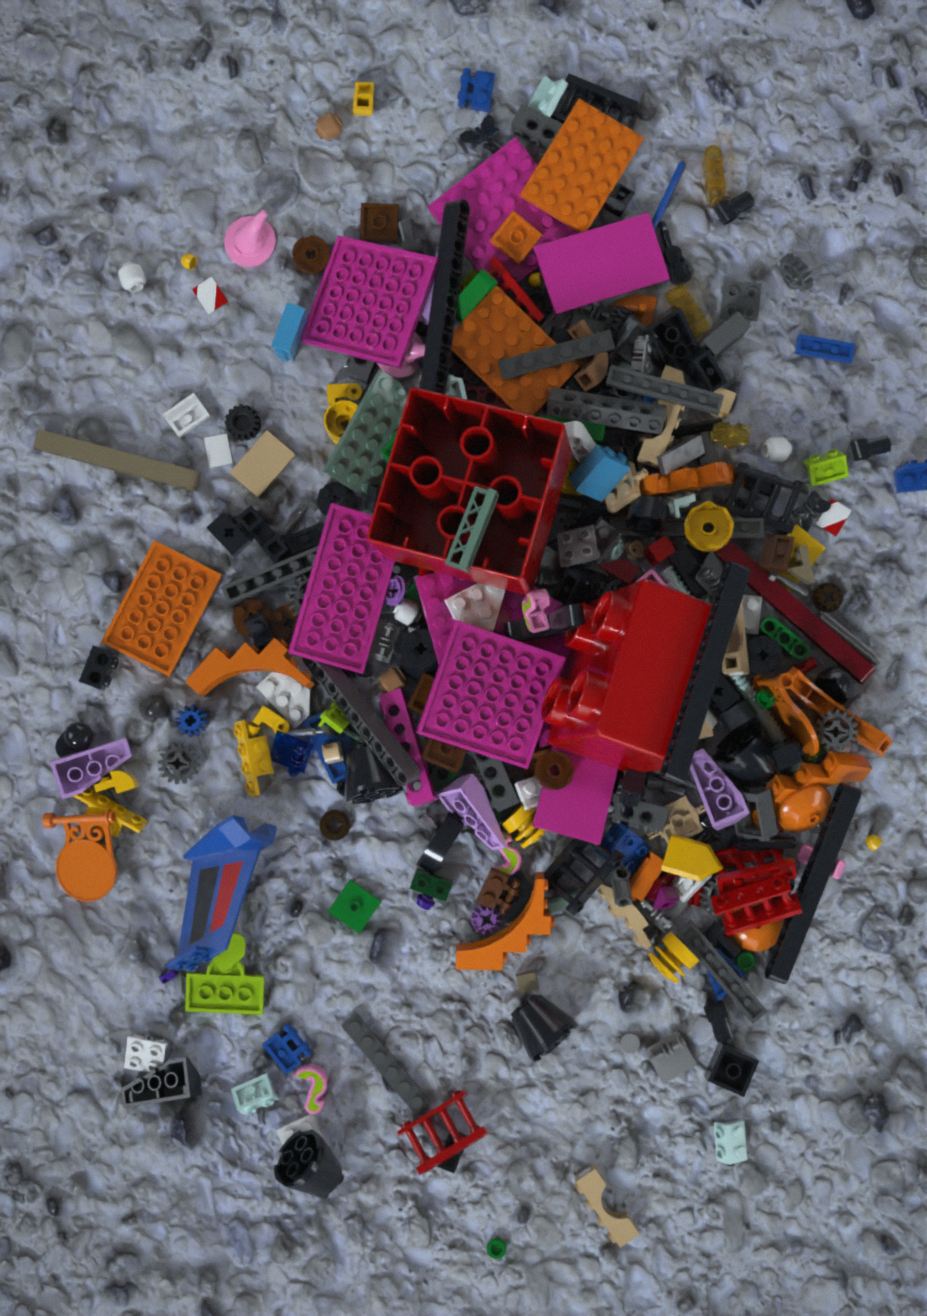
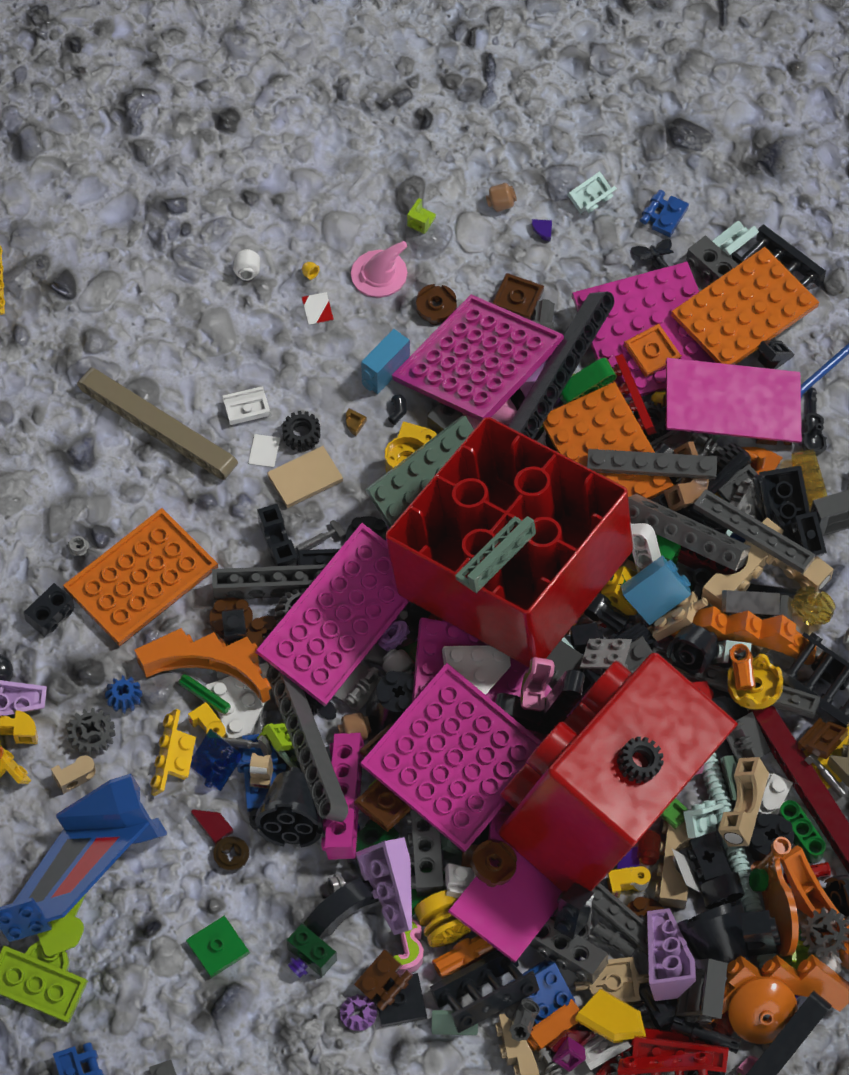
camera: 25 degrees right, 25 degrees down
(93, 599) = (78, 541): none -> light grey plate
(184, 801) = (74, 774): none -> tan leg
(219, 530) = (244, 539): black brick -> none
(252, 729) = (184, 725): yellow hinge -> none
(258, 697) = (204, 694): none -> green axle
(265, 172) = (420, 218): none -> lime panel
(284, 395) = (355, 421): none -> pearl gold tile
(310, 804) = (213, 824): none -> dark red tile
(318, 368) = (399, 403): none -> black arm
(363, 99) = (546, 184): yellow brick -> none
(376, 144) = (542, 228): none -> dark purple tile
(406, 94) = (590, 192): none -> light aqua bracket
(492, 951) = (411, 1021): orange arch -> none
(550, 844) = (462, 955): none -> orange piece
(657, 693) = (631, 768): none -> black tyre
(697, 523) = (743, 668): none -> orange piece
(704, 673) = (684, 761): black beam -> none

